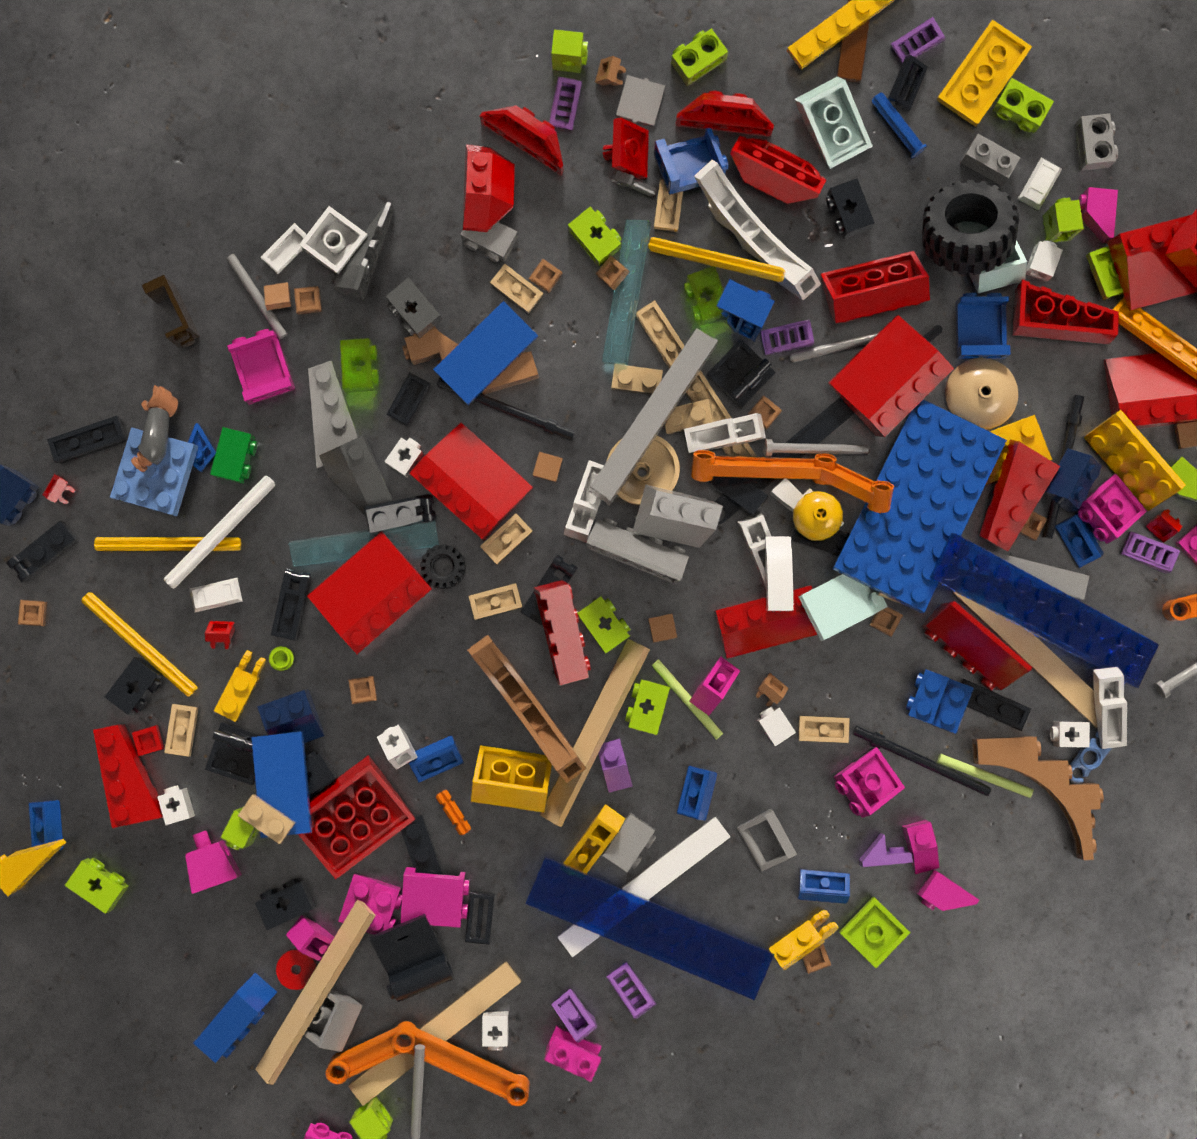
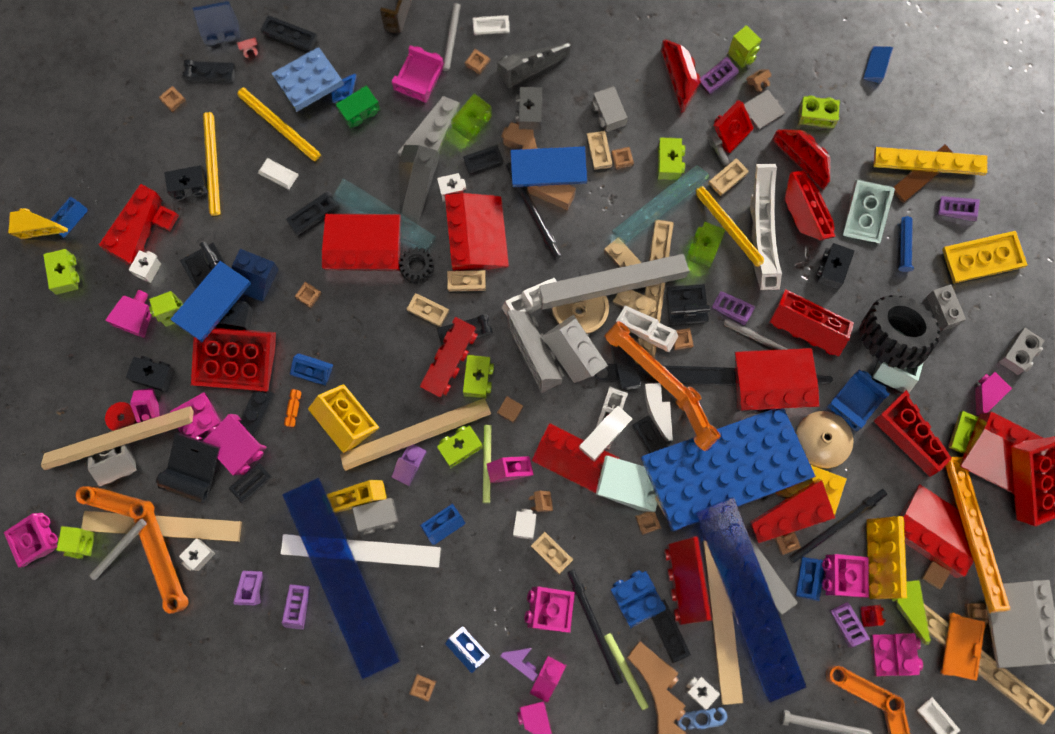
camera: 45 degrees right, 10 degrees down
(155, 432) = (328, 55): piece -> none
(181, 730) = (188, 228): tan plate -> none
(219, 532) = (311, 139): white axle -> none
(219, 632) = (260, 193): red tile -> none
(235, 1018) = (61, 412): blue wedge -> none
(239, 688) = (242, 234): yellow hinge -> none
(266, 819) = (183, 310): tan plate -> none
(277, 296) = (462, 45): medium nougat tile -> none
(281, 658) = (279, 238): lime plate -> none
(333, 240) = (519, 37): white slope -> none
(397, 746) = (297, 337): white brick -> none
(399, 513) = (419, 214): plate -> none
(486, 188) = (630, 80): red wedge -> none
(527, 708) = (389, 381): medium nougat arch -> none
(547, 467) = (527, 262): medium nougat tile -> none
(571, 1056) = (224, 612): dark pink panel -> none
(612, 272) = (662, 186): medium nougat tile -> none
(683, 160) = (756, 154): blue panel -> none
(745, 309) = (722, 265): blue wedge -> none
(770, 448) = (693, 383): light grey bar -> none
(779, 833) = (468, 593): light grey tile -> none
(802, 940) = (424, 669): yellow hinge -> none
(808, 522) = (655, 427): yellow cylinder -> none
(874, 932) = (472, 705): lime plate -> none
(905, 80) = (921, 237): black tile -> none
(1025, 100) = (998, 293): lime brick -> none
(1039, 184) = (965, 348): white tile -> none
(1043, 260) = (929, 393): white brick -> none
(1063, 220) = (961, 378): lime brick -> none
(1073, 479) = (837, 534): dark blue slope -> none
(1110, 707) = (741, 697): white slope -> none

